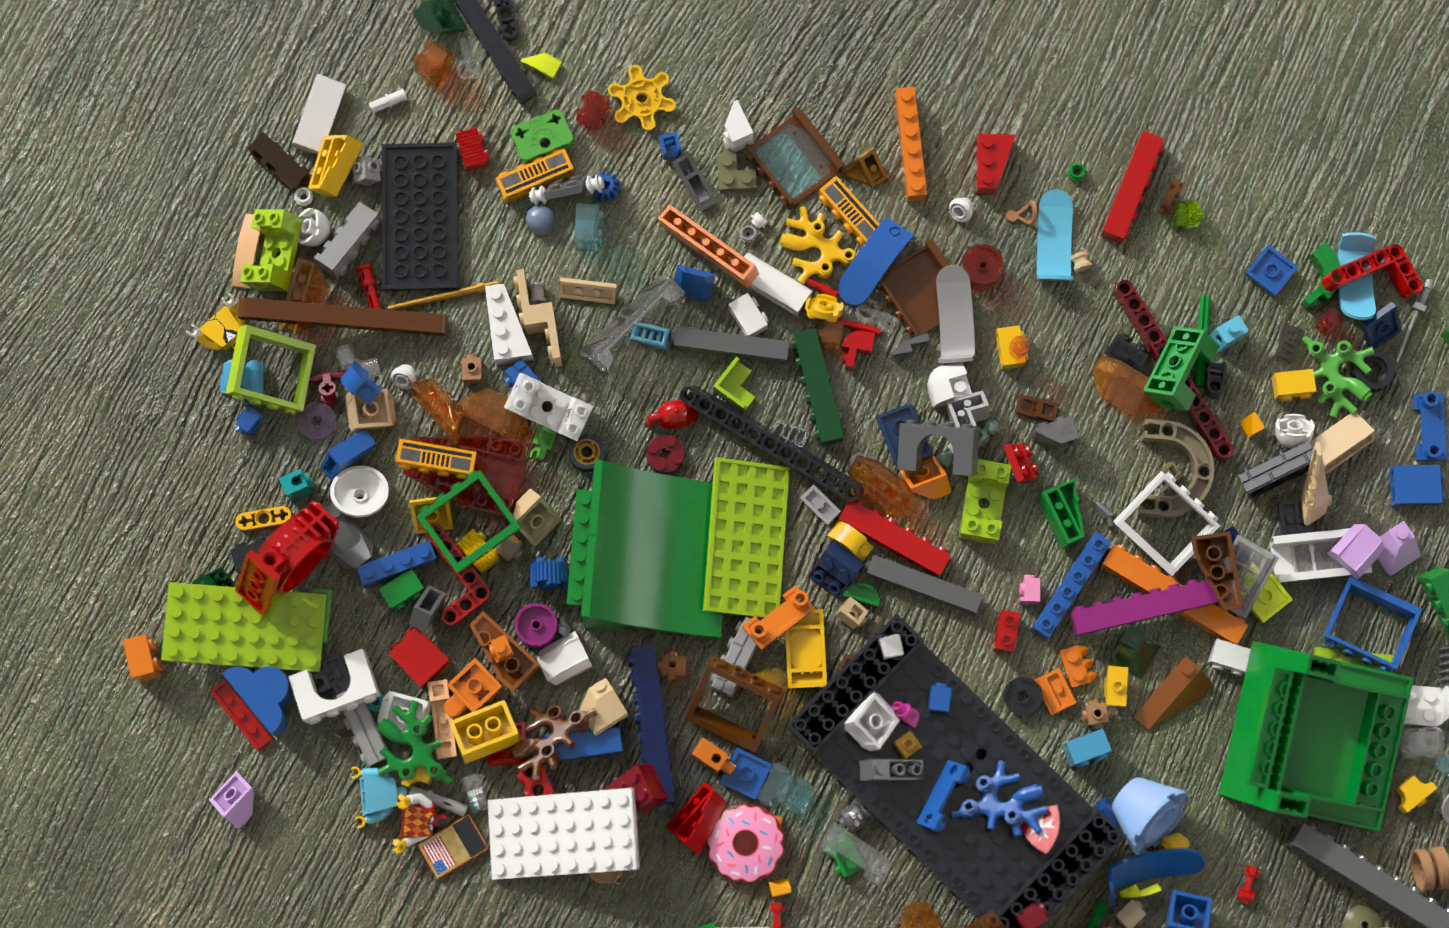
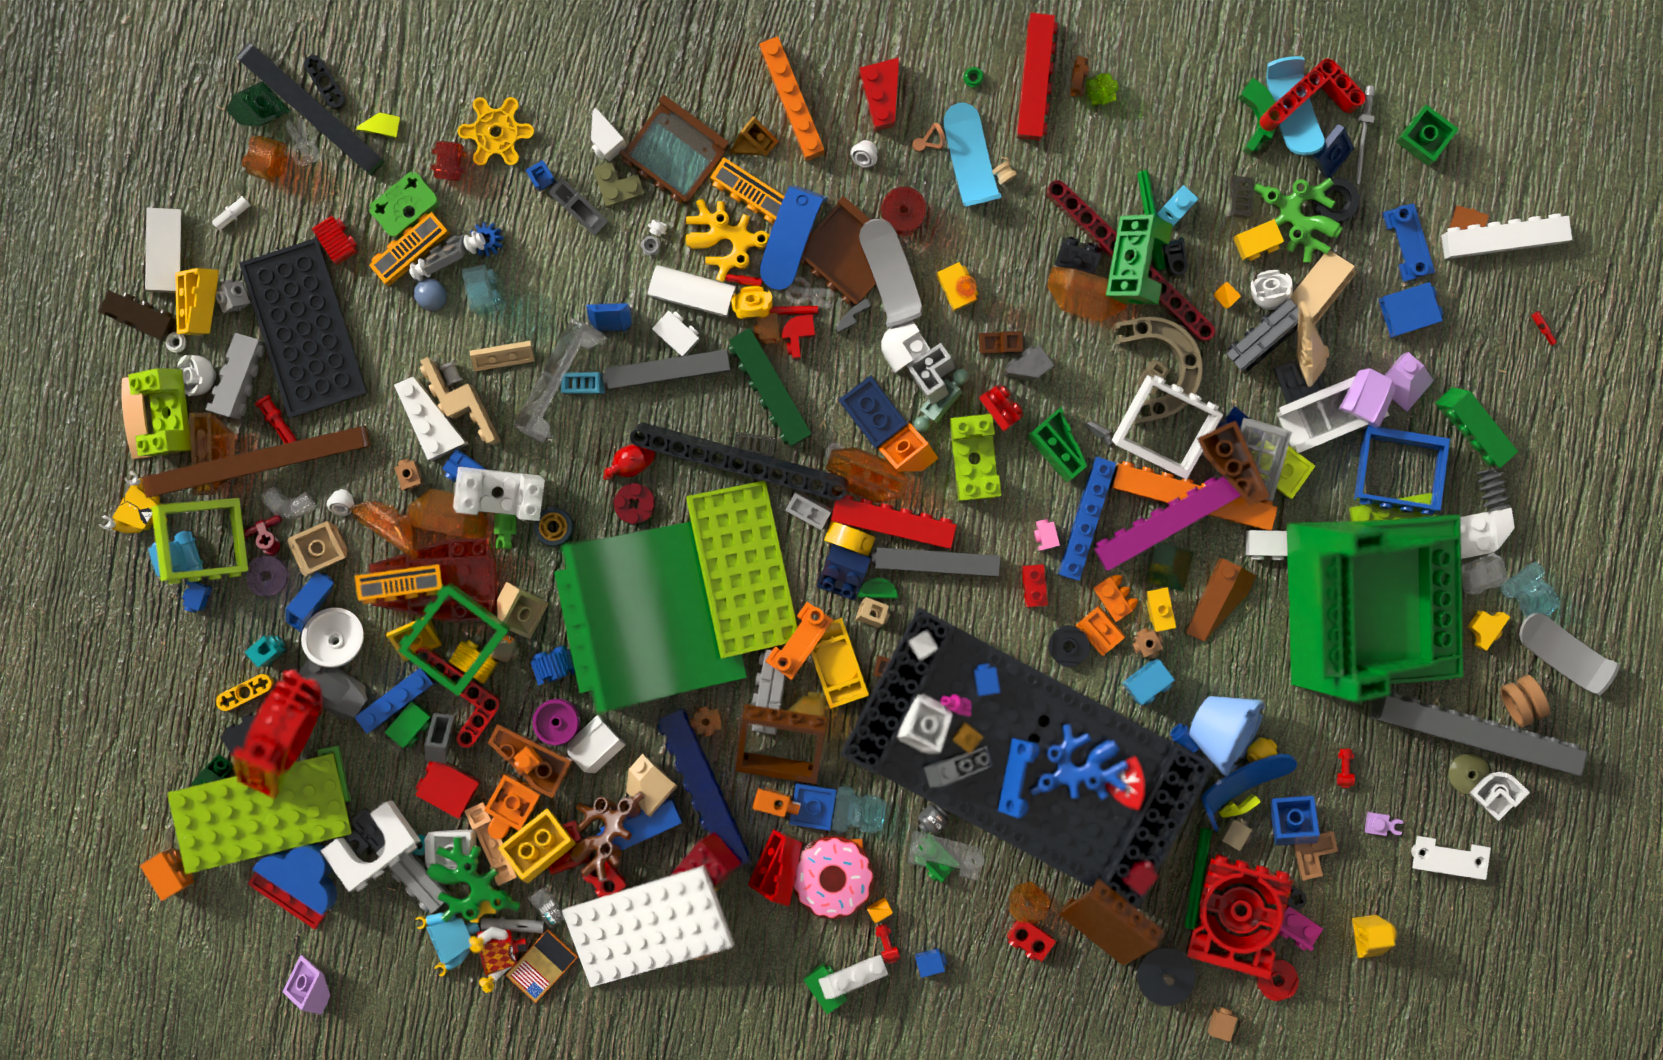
camera: 15 degrees left, 10 degrees up
(357, 382) = (292, 526): blue brick -> none
(478, 288) = (388, 386): pearl gold bar -> none
(564, 627) = (584, 713): flat silver bar -> none
(708, 246) = (612, 273): orange brick -> none
(730, 385) = (680, 413): lime panel -> none
(963, 440) = (934, 404): dark grey arch -> none
(1271, 270) = (1203, 124): blue plate -> none
(1329, 322) = (1278, 162): clear red brick -> none

